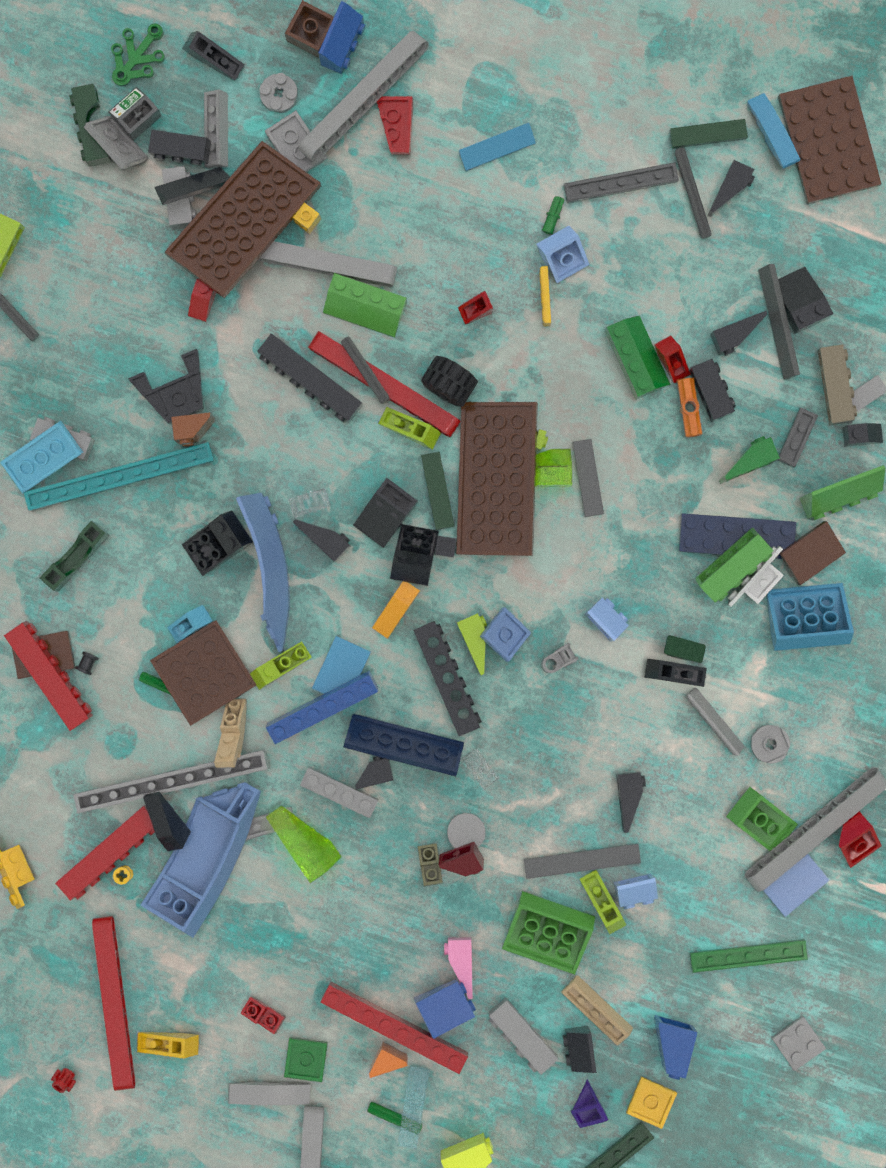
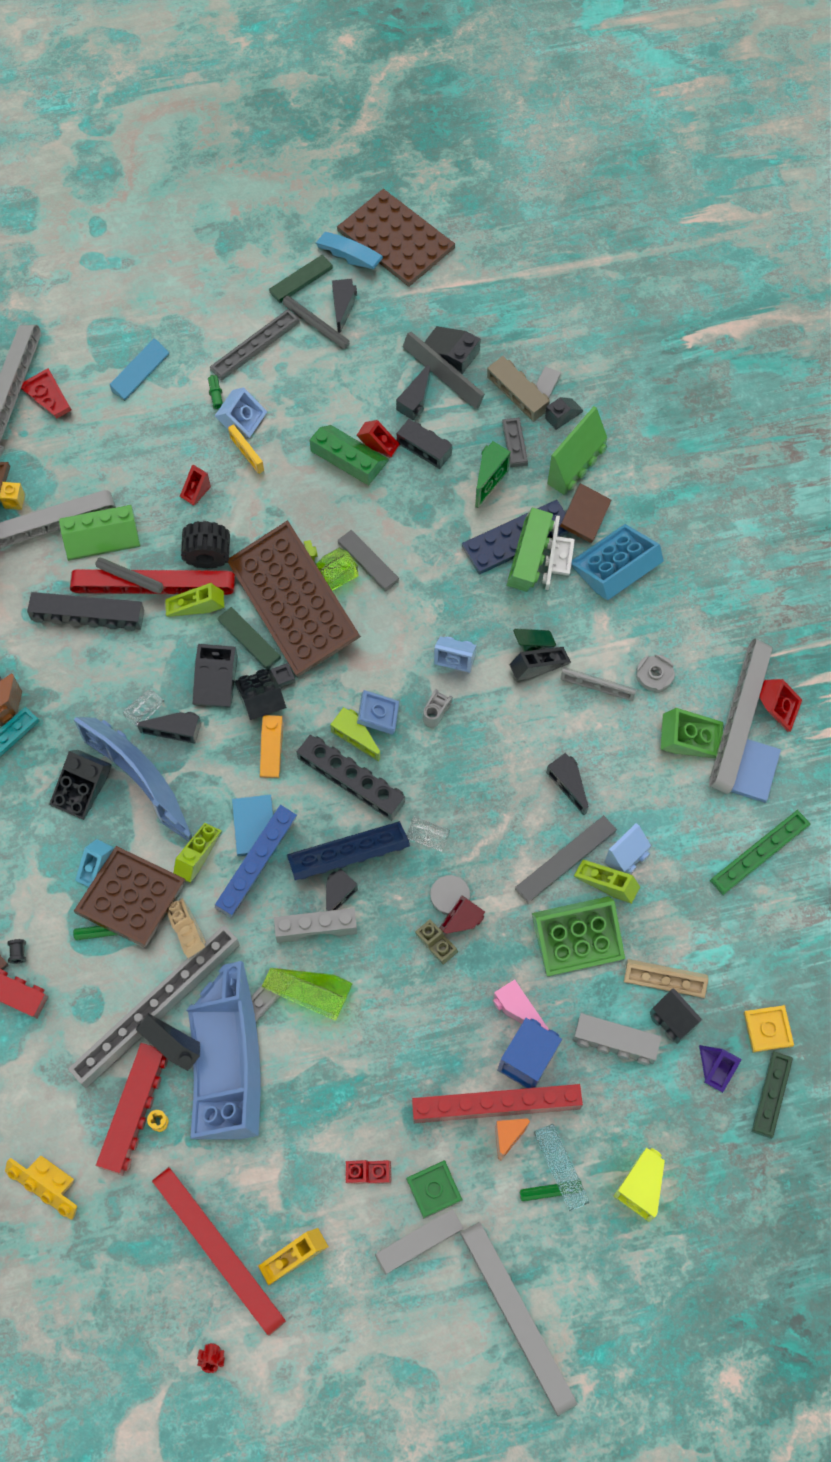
camera: 30 degrees left, 20 degrees down
(675, 1044) = (752, 960): blue slope -> none
(691, 420) = (408, 458): orange piece -> none

